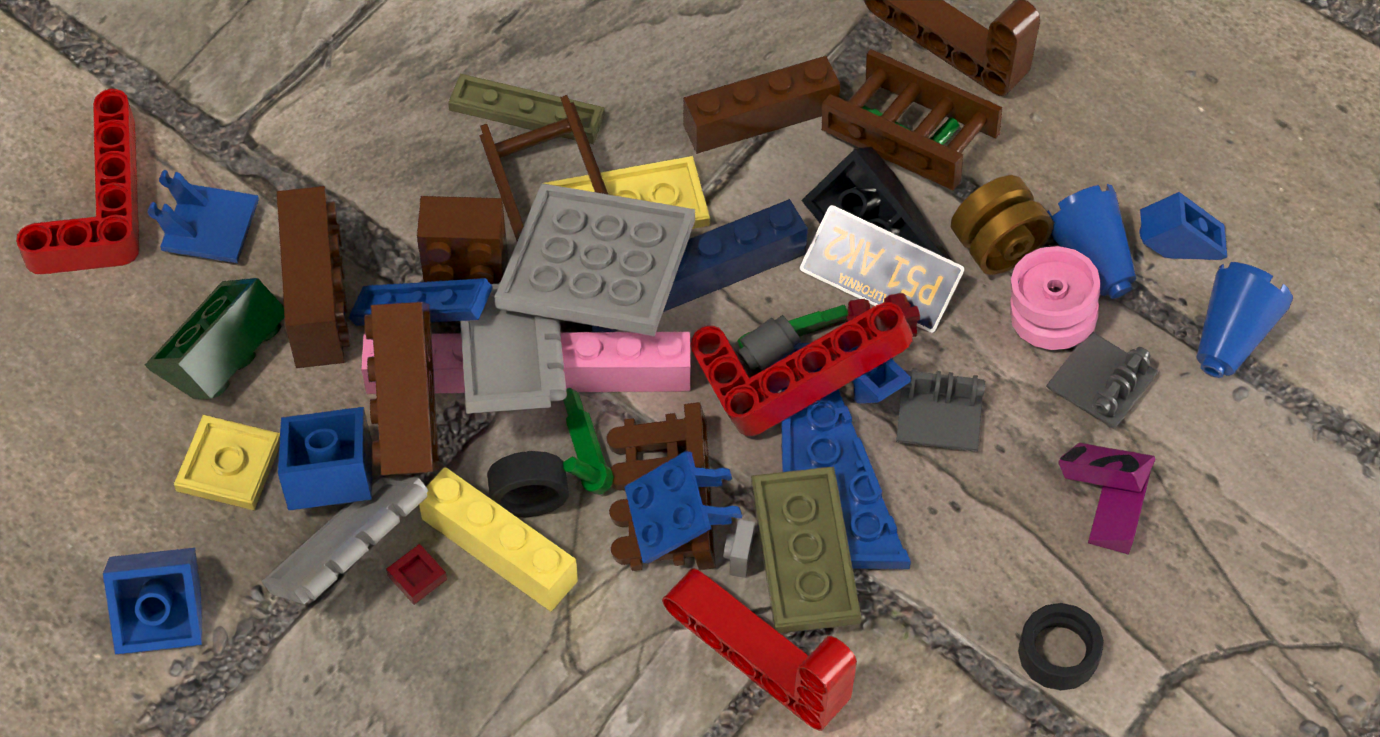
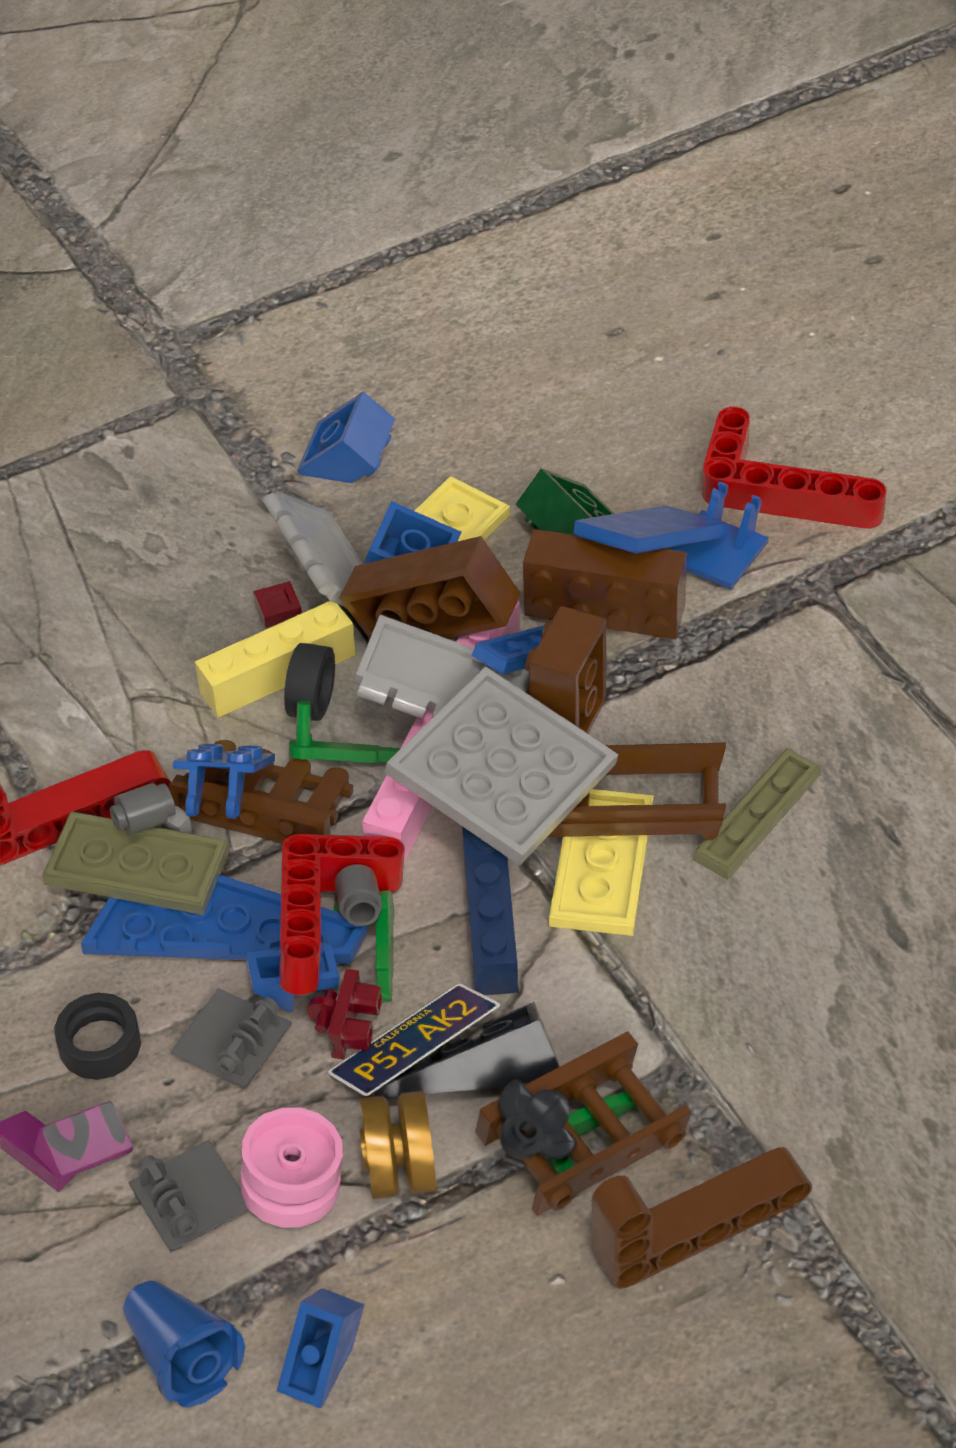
camera: 115 degrees right, 10 degrees down
(240, 241) = (650, 529): none -> blue tile
(758, 104) = (668, 1000): reddish brown brick -> none
(760, 546) = (142, 808): none -> dark grey brick
(947, 129) = (537, 1117): none -> black plate
(999, 481) = (104, 1062): none -> black tyre
(1094, 227) = (345, 1239): blue cone -> none

